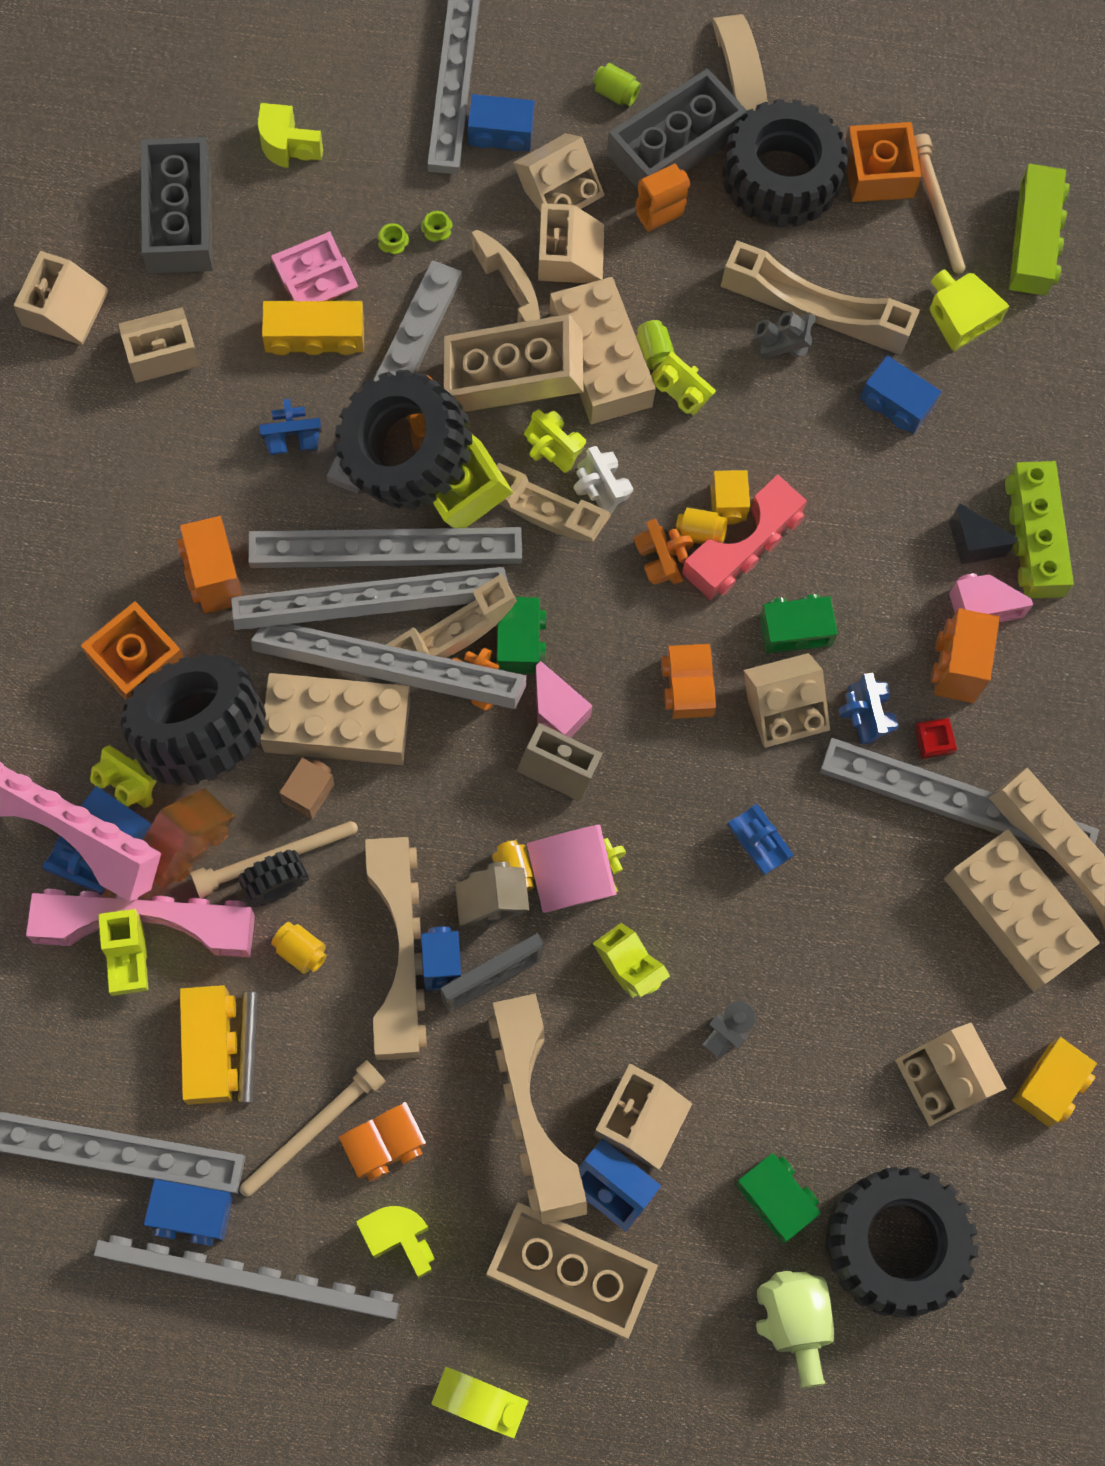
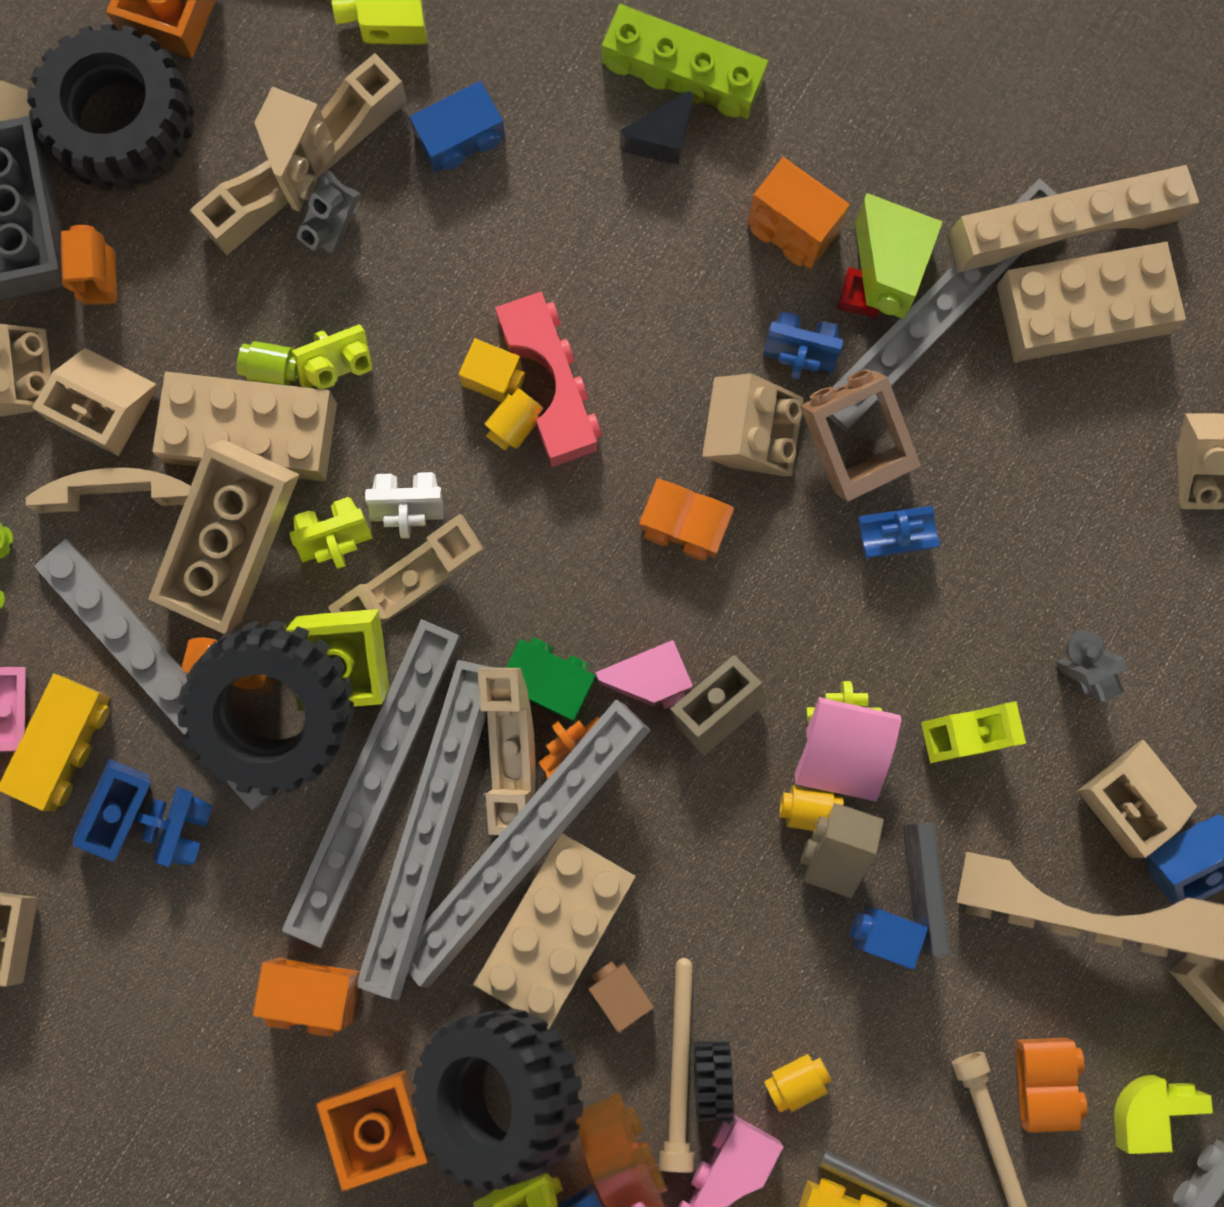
camera: 60 degrees left, 10 degrees up
(283, 380) = (111, 810): none -> blue brick
(396, 1022) = (928, 1014): tan arch -> none
(656, 540) = (504, 475): orange hips -> none
(797, 802) = (876, 470): none -> medium nougat window
(798, 624) = (673, 372): green brick -> none
(819, 282) = (294, 143): none -> tan slope
(977, 745) = (893, 253): none -> lime slope
(989, 596) = (737, 162): bright pink slope -> none

